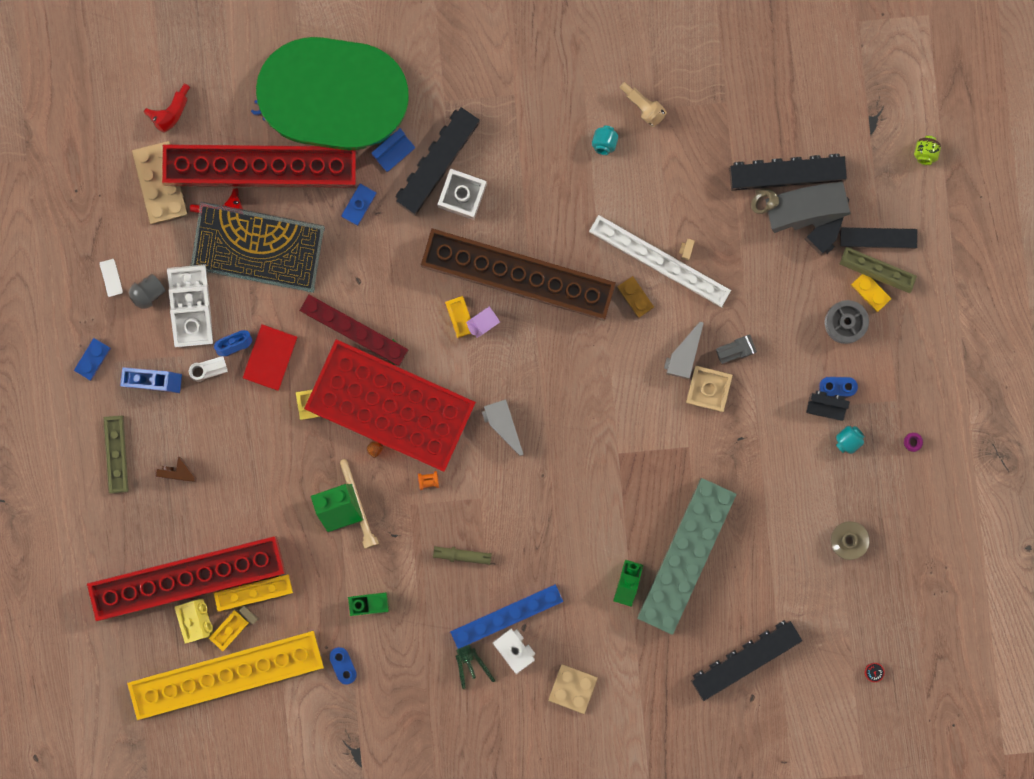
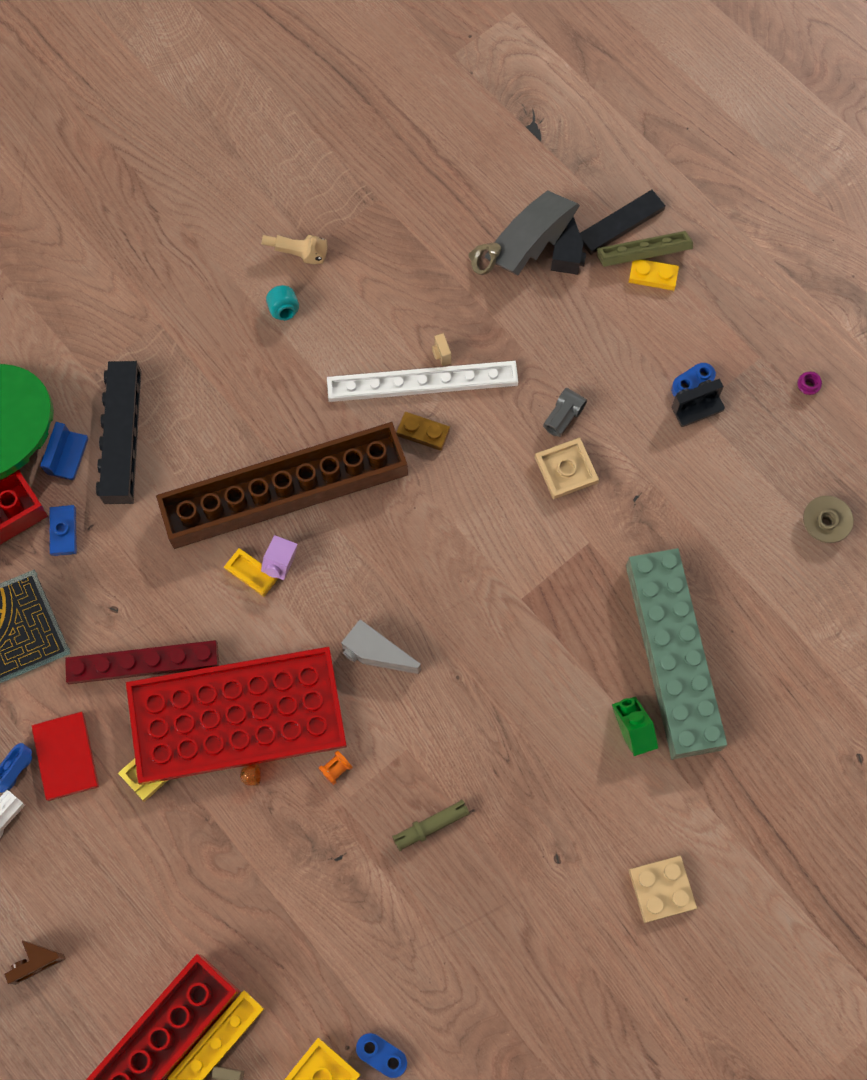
camera: 35 degrees left, 15 degrees down
(337, 507) = (250, 869): green slope -> none
(368, 604) = (362, 957): green slope -> none
(369, 538) = (312, 881): tan piece -> none
(462, 194) = (167, 445): white brick -> none
(466, 655) = (515, 936): clear green plant -> none
(506, 616) = (528, 860): blue plate -> none
(514, 650) = (567, 889): white brick -> none
(682, 359) = (518, 458): light grey slope -> none
(746, 660) = (823, 720): black brick -> none
(787, 173) = (485, 219): black brick -> none
(838, 329) = (653, 312): flat silver wheel -> none
(850, 439) = (747, 421): teal head -> none
(927, 150) = (605, 116): lime head -> none

